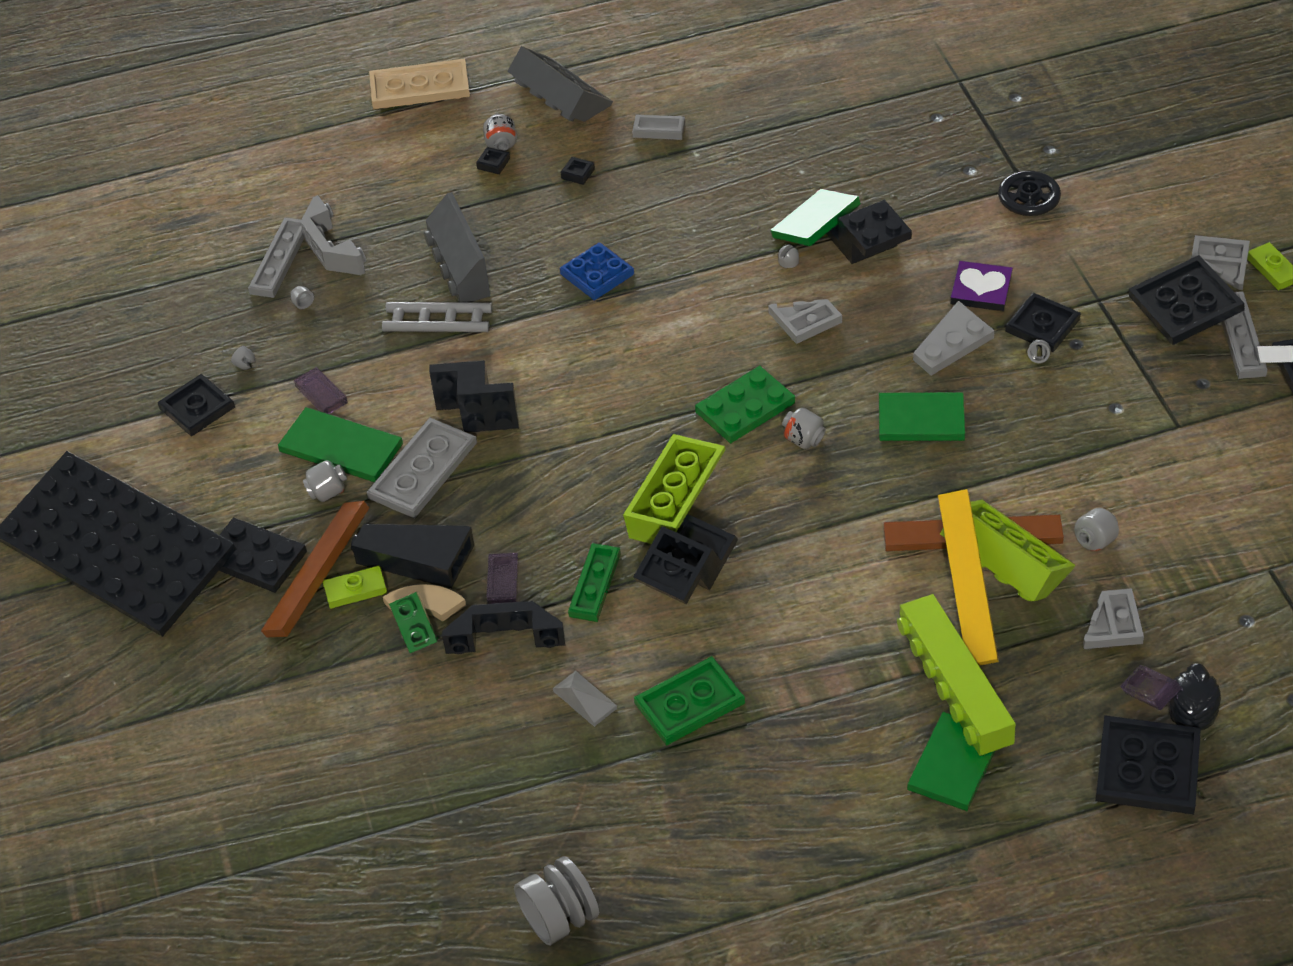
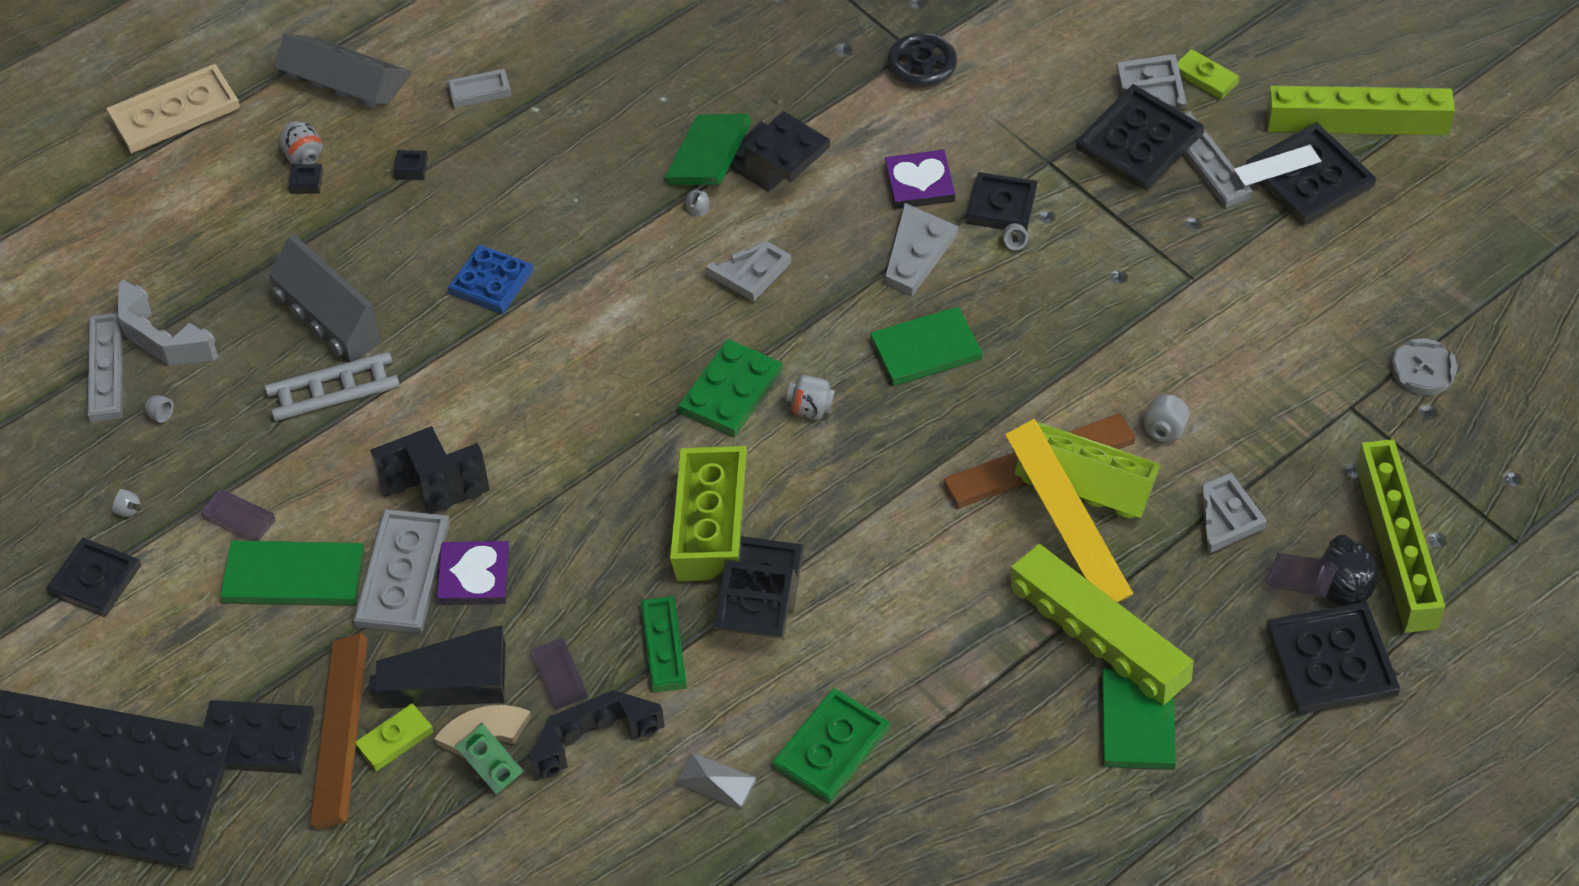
camera: 25 degrees left, 5 degrees up
(325, 481) = (300, 623): light grey head -> none
(474, 484) = (473, 572): none -> tile
(1256, 683) = (1400, 536): none -> lime brick

